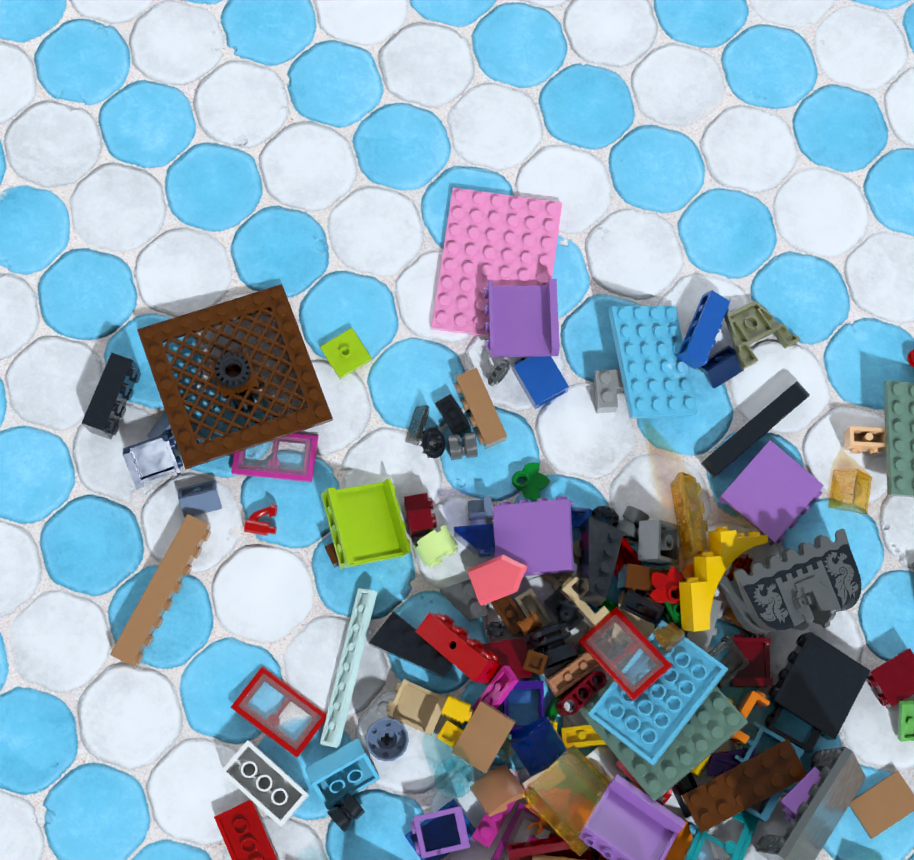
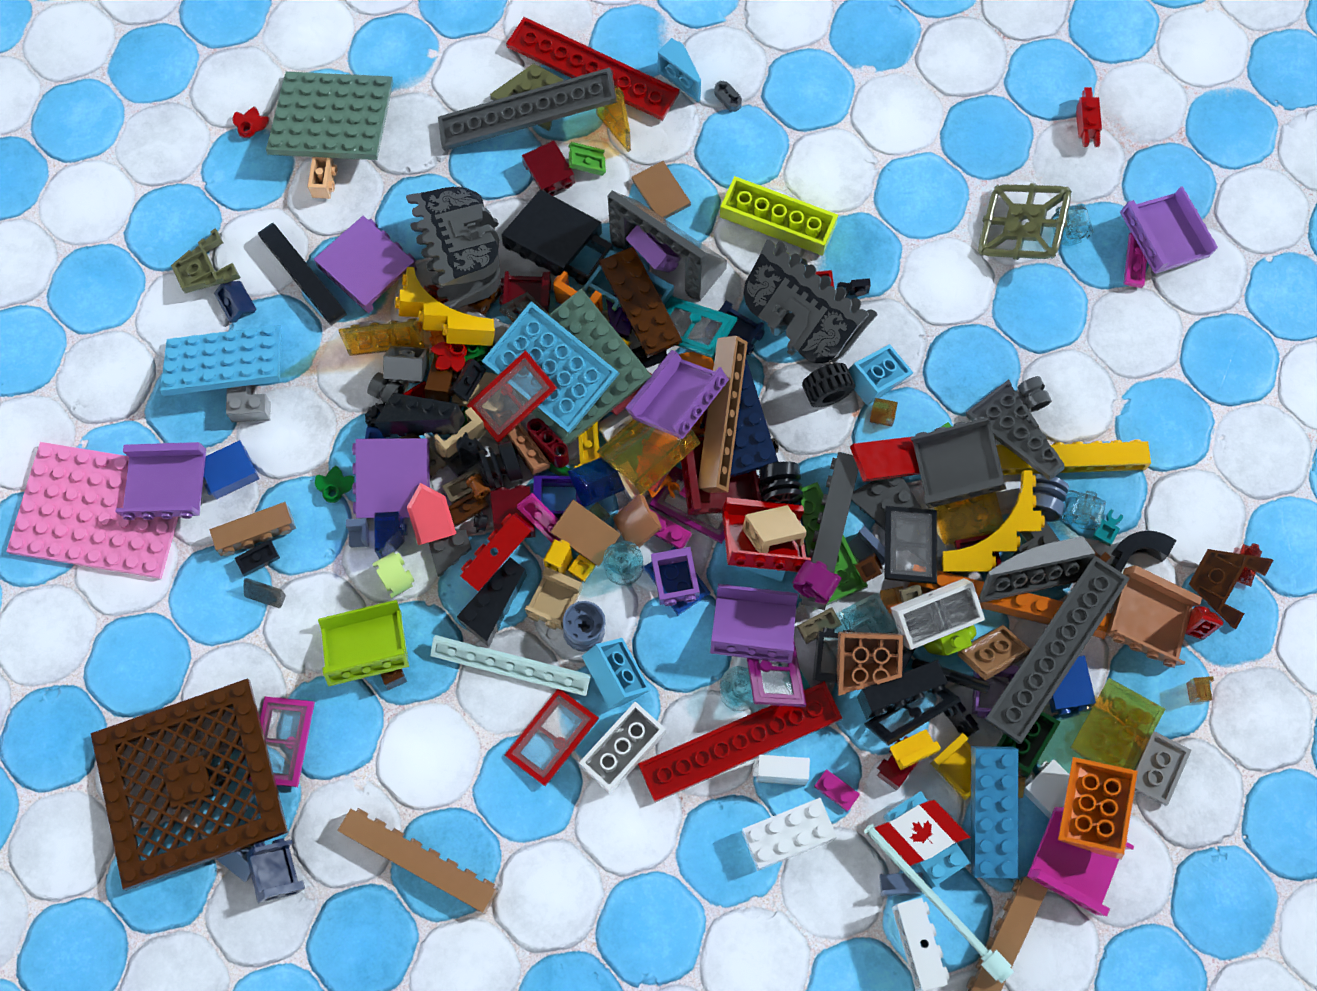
camera: 85 degrees left, 5 degrees down
(111, 396) = (195, 917): black brick -> none
(199, 498) = (321, 821): sand blue panel -> none
(234, 359) = (172, 774): black tyre -> none
(254, 526) = (358, 756): red plant -> none
(345, 353) = (177, 666): lime plate -> none
(346, 812) = (653, 668): black wheel -> none
(419, 514) = (359, 591): dark red brick -> none
(435, 450) = (292, 576): black gear -> none
(469, 445) = (291, 547): dark grey wheel -> none
(499, 373) = (217, 508): dark grey gear -> none
(535, 662) = (515, 479): reddish brown panel -> none
(668, 636) = (498, 353): clear orange panel -> none
(703, 329) = (195, 312): blue brick -> none
(850, 491) = (370, 196): clear yellow slope -> none

